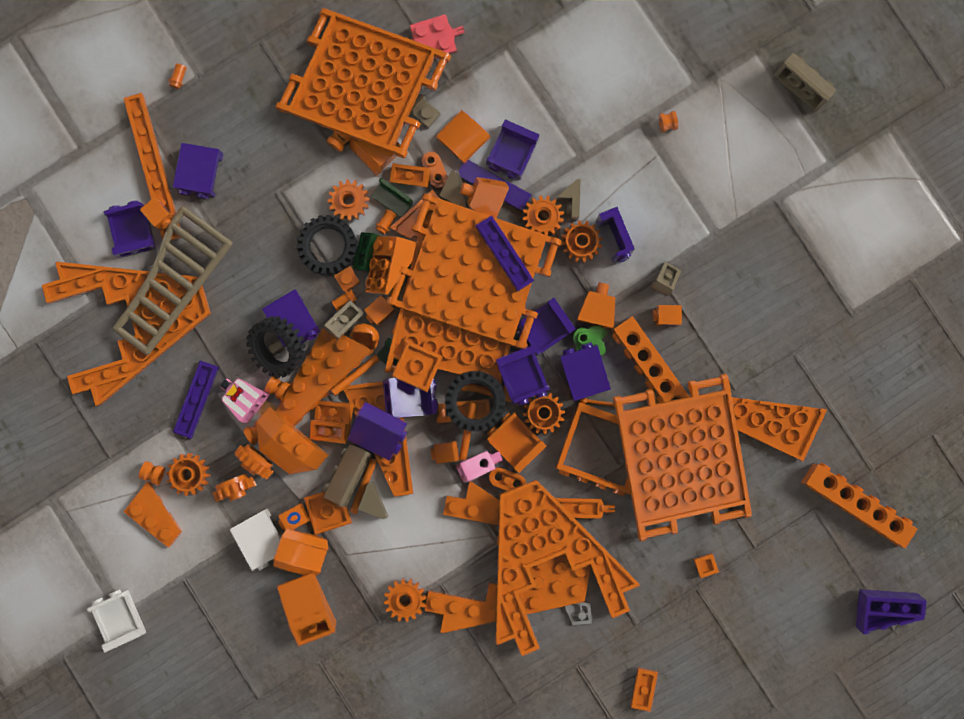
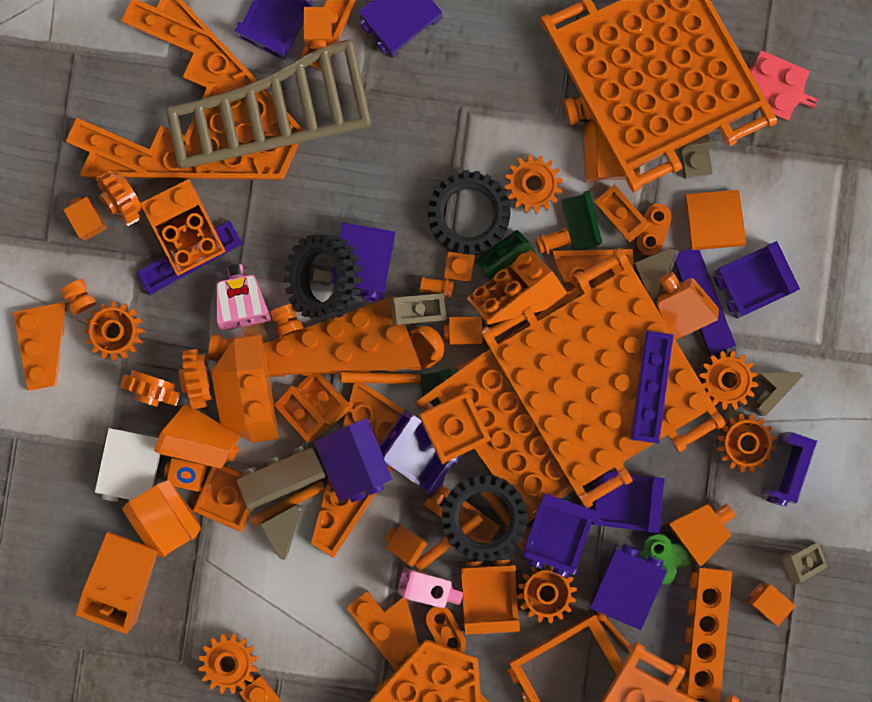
camera: 40 degrees right, 0 degrees up
(119, 426) = (85, 217): none -> orange brick
(126, 399) = (118, 196): none -> orange gear
(176, 385) = (183, 227): none -> orange slope
(283, 493) = (198, 439): none -> orange slope

